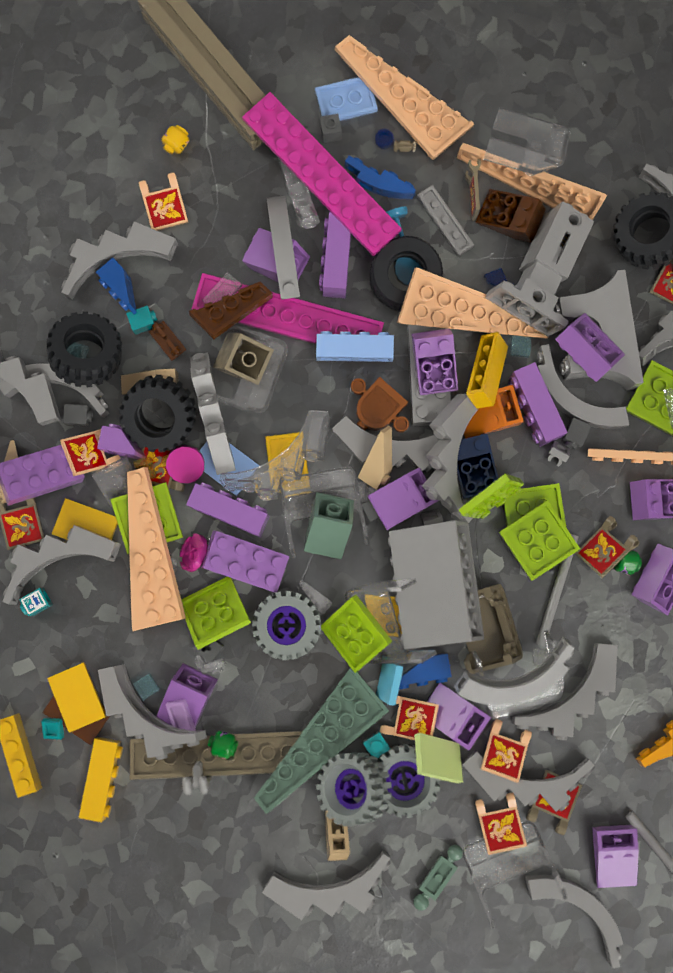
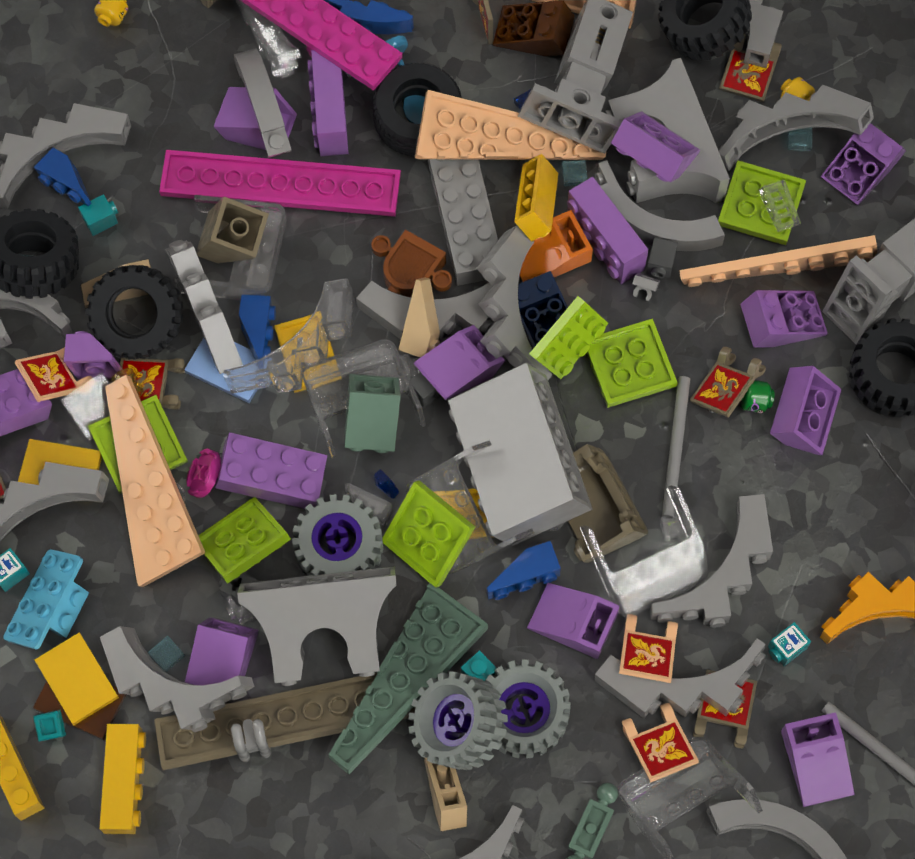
camera: 10 degrees left, 15 degrees down
(63, 632) = (49, 601): none -> medium azure bracket
(77, 415) = (32, 337): dark grey brick -> none
(165, 206) = (109, 85): flag -> none
(167, 340) = (133, 234): reddish brown hinge -> none
(180, 715) = (214, 667): lavender tile -> none
(185, 464) = (177, 370): dark pink tile -> none
(223, 744) = (278, 701): green head -> none
(225, 286) = (194, 166): clear tile -> none
(225, 313) = (208, 180): reddish brown wing -> none
(228, 510) = (240, 413): medium lavender brick -> none
(251, 430) = (255, 322): none -> blue slope
(263, 679) = (335, 601): none -> light grey piece
(330, 582) = (385, 484): none -> clear blue tile
(355, 347) = (369, 200): light blue brick -> none
(389, 683) = (481, 585): medium azure tile -> none
(413, 718) = (522, 632): flag -> none
(435, 361) = (470, 197): medium lavender slope -> none
(438, 758) = (561, 667): yellowish green tile -> none
(445, 220) = (456, 48): light grey tile -> none
(519, 688) = (648, 553): light grey arch -> none
(539, 540) = (640, 386): lime plate -> none
(611, 764) = (788, 644): none -> teal brick

